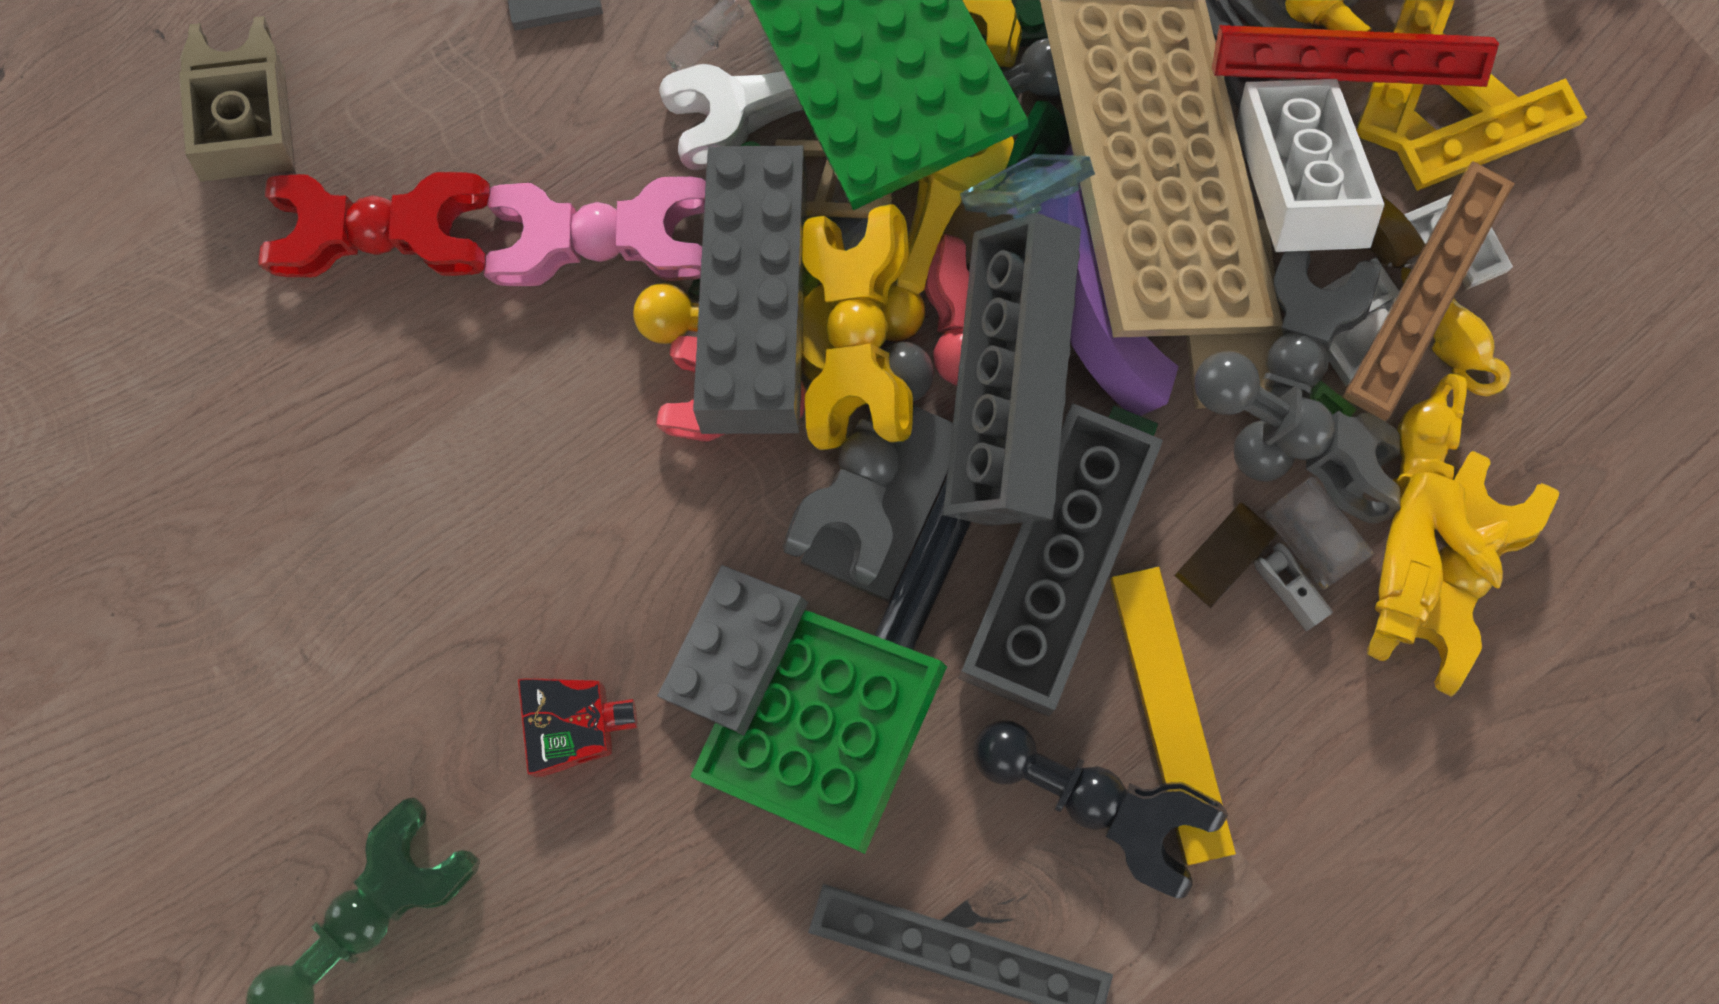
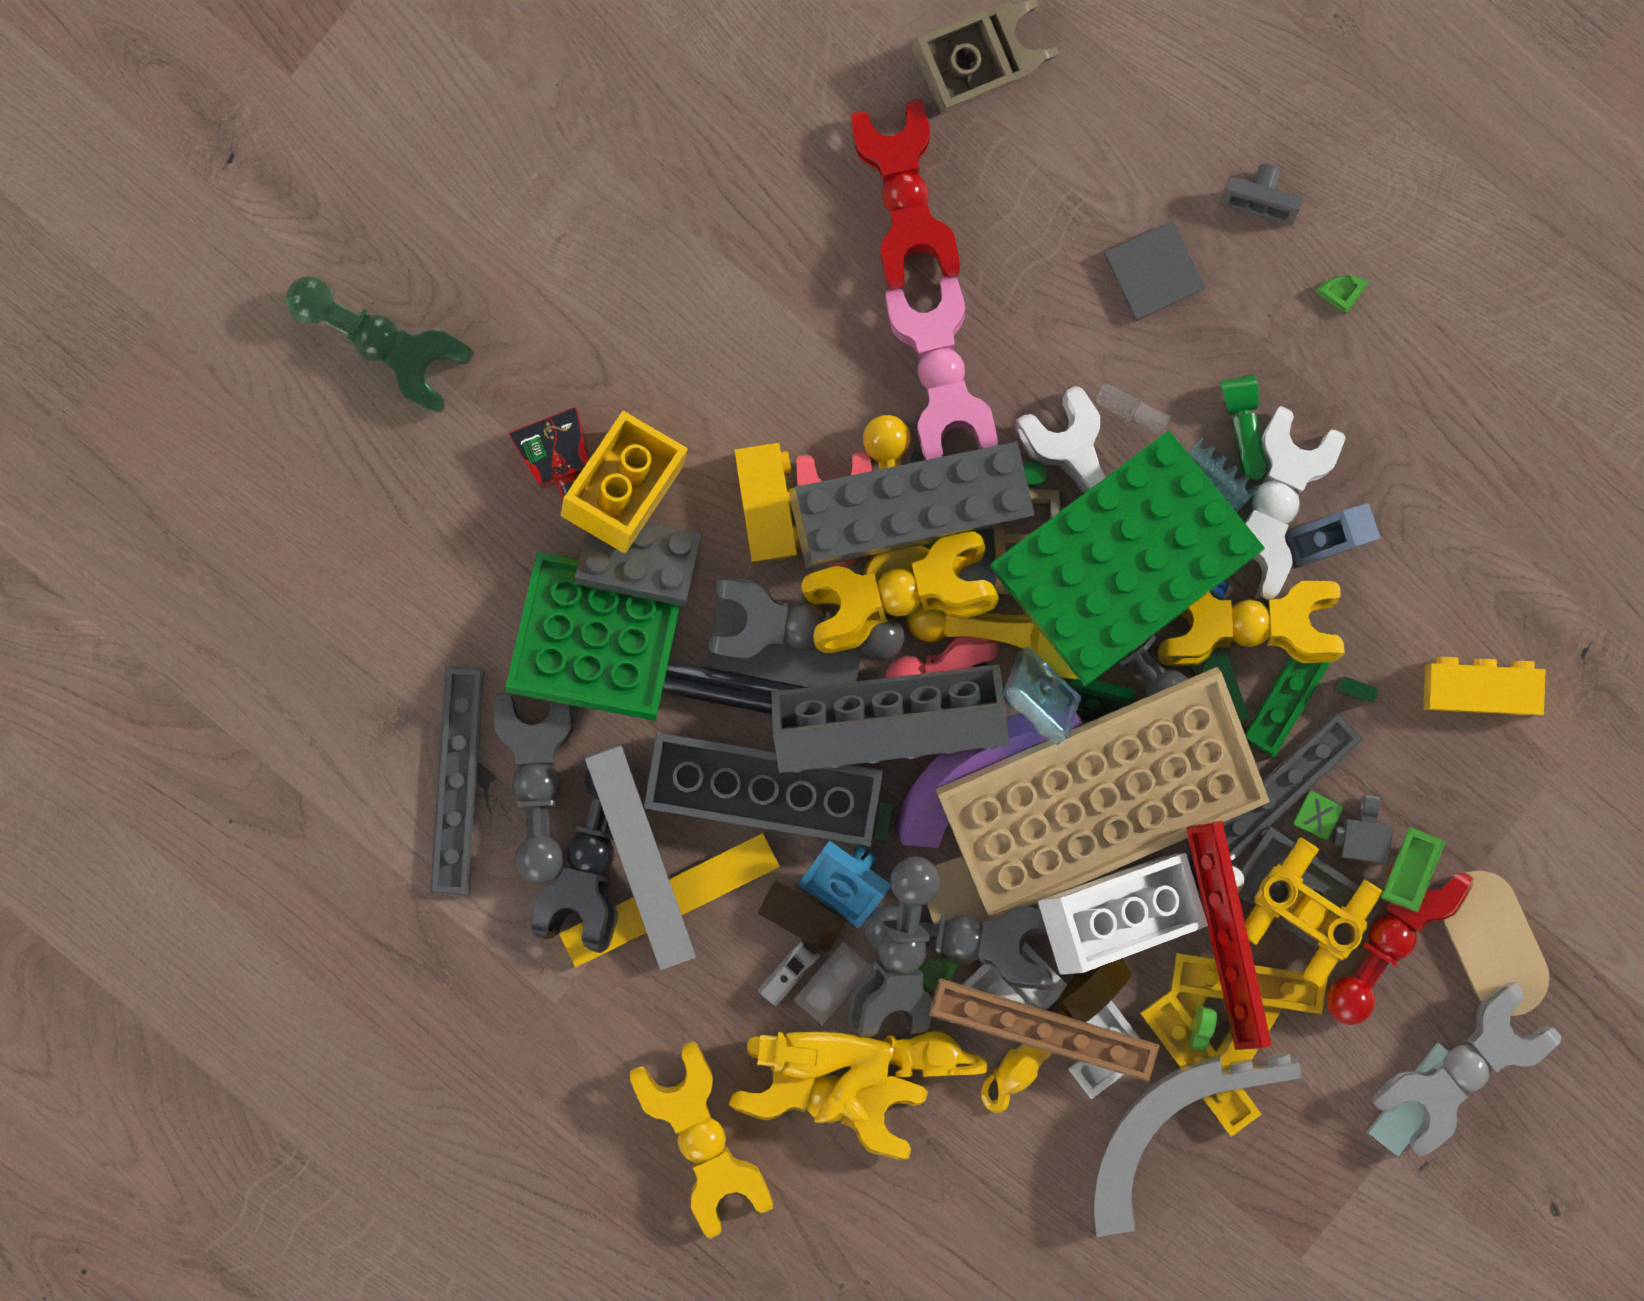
camera: 75 degrees right, 10 degrees up
(630, 640) = (623, 482): none -> yellow brick
(703, 474) = (767, 502): none -> yellow brick
(988, 849) = (535, 782): none -> dark grey piece
(1112, 732) = (640, 856): none -> light grey tile
(1199, 485) = (845, 882): none -> dark azure tile
(1456, 112) = (1202, 1028): none -> bright green tile
(1488, 742) = (701, 1139): none -> yellow piece
(1547, 193) = (1152, 1109): none -> light grey arch

